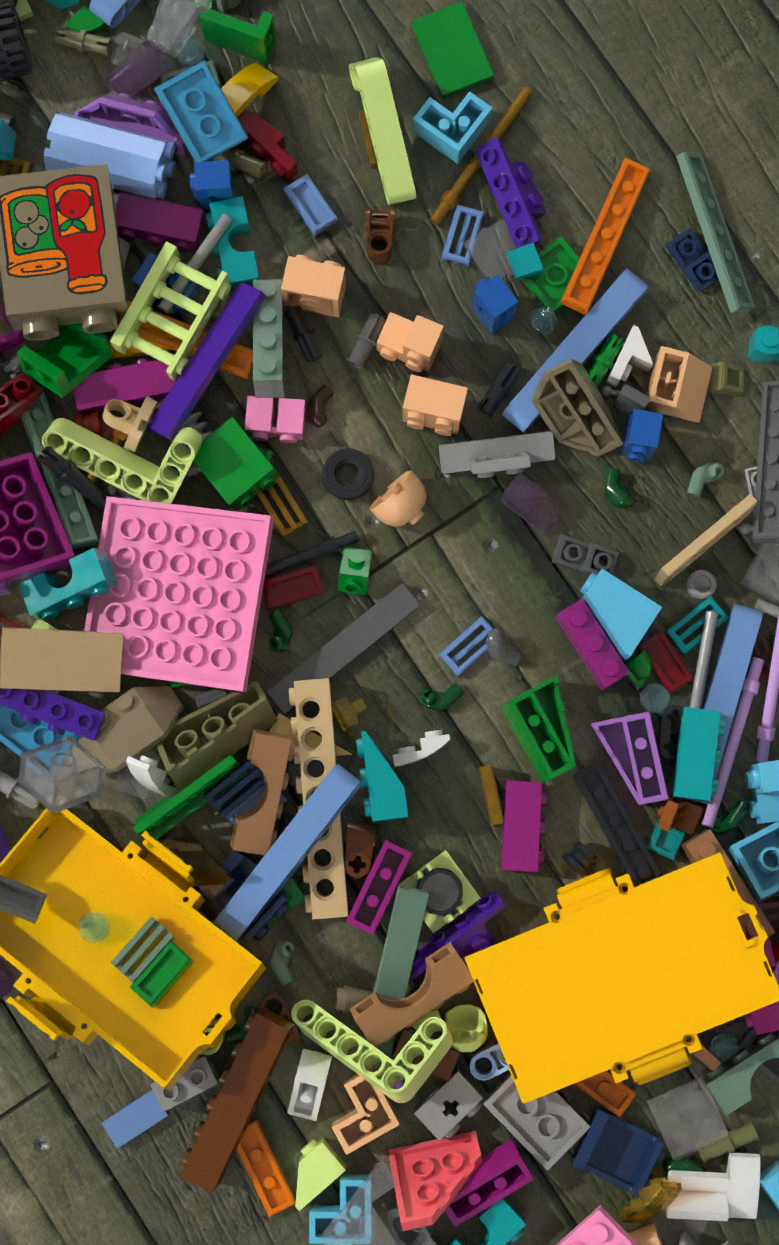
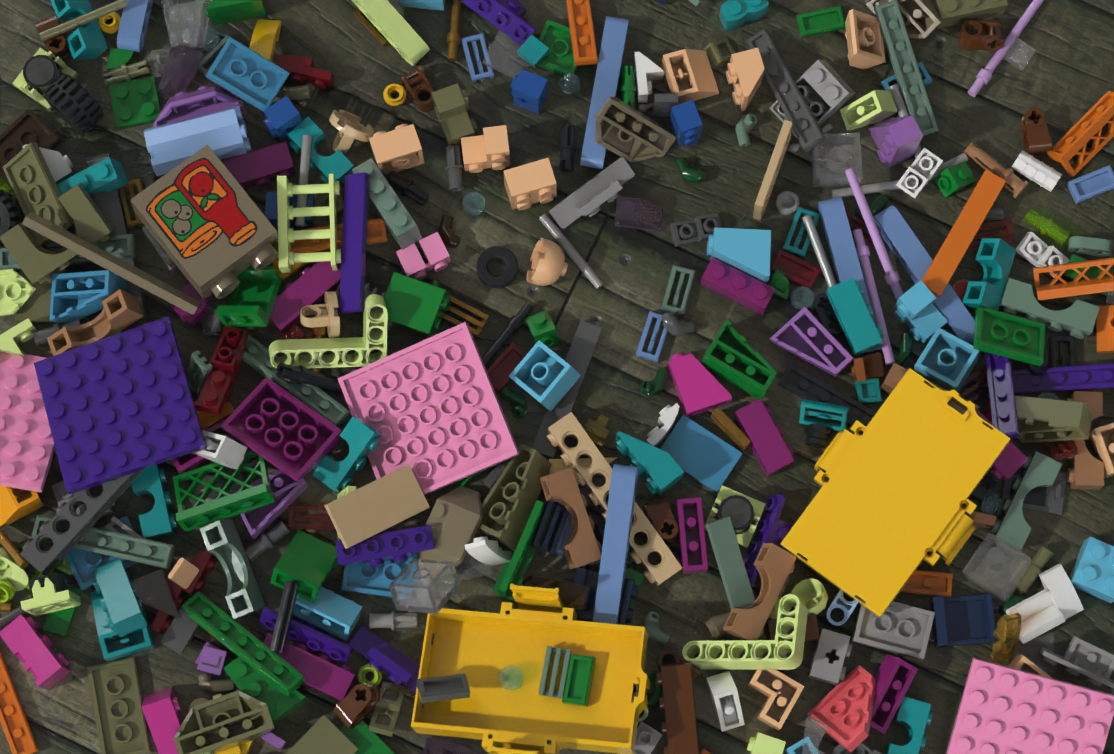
camera: 30 degrees left, 5 degrees down
(74, 78) = (135, 102): none -> green plate
(278, 235) = (349, 129): none -> tan tile
(311, 205) = (358, 96): medium blue tile -> none
(325, 622) = (544, 375): none -> medium azure brick
(350, 217) = (394, 88): none -> yellow plate
(364, 391) = (473, 203): none -> clear light blue plate
(398, 277) = (451, 109): none -> olive brick
(437, 502) = (571, 251): none -> light grey bar
(443, 801) = (701, 453): none -> dark azure tile
(482, 727) = (696, 385): none -> dark pink slope
(509, 628) = (673, 309): none -> sand green tile
(602, 836) = (826, 415): none -> teal tile
(739, 419) = (745, 75): none -> light nougat slope

